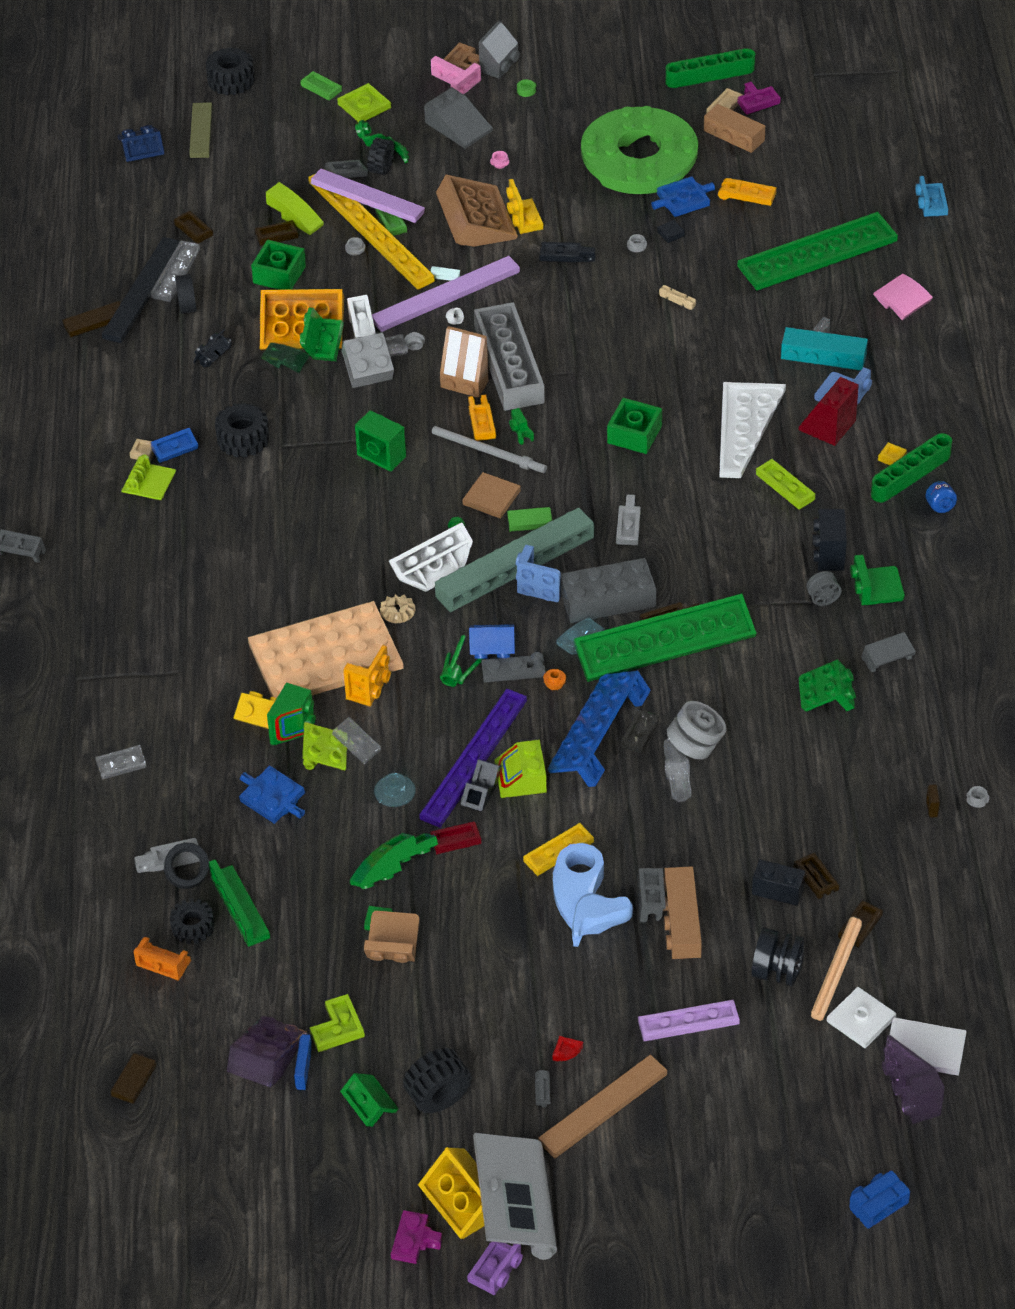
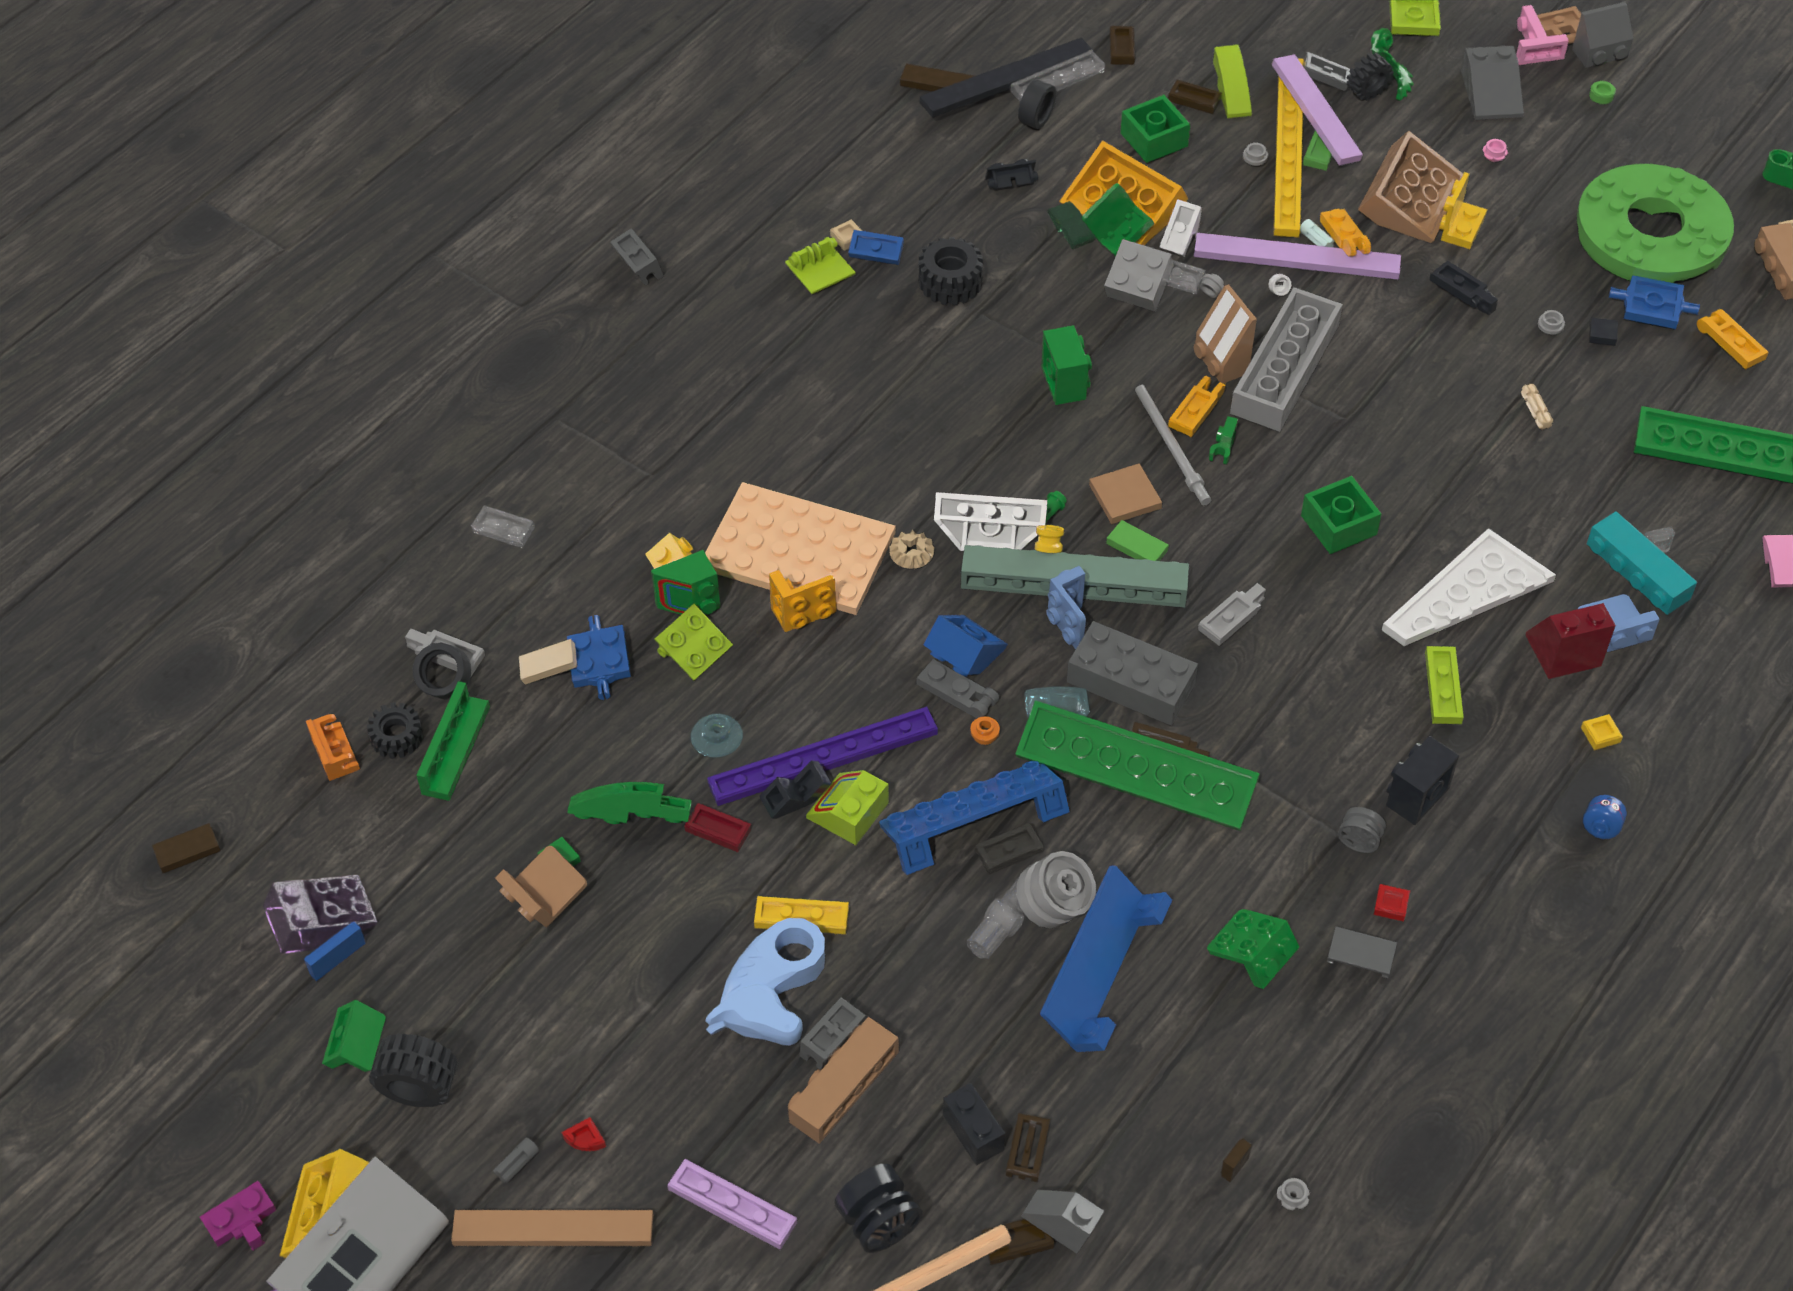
camera: 40 degrees right, 5 degrees up
(245, 817) = (548, 661): none -> tan tile
(341, 1029) = (409, 944): lime plate -> none
(356, 740) = (728, 657): clear plate -> none
(452, 672) = (891, 652): green plant -> none
(462, 261) = (1345, 232): none -> light orange hinge
(482, 545) = (1049, 538): none -> yellow wheel
(741, 720) = (1096, 959): none -> blue bracket
(874, 618) = (1391, 902): none -> red tile
(876, 584) = (1429, 865): green bracket -> none
(877, 890) = (1063, 1216): none -> dark grey slope
(911, 467) = (1604, 760): green beam -> none

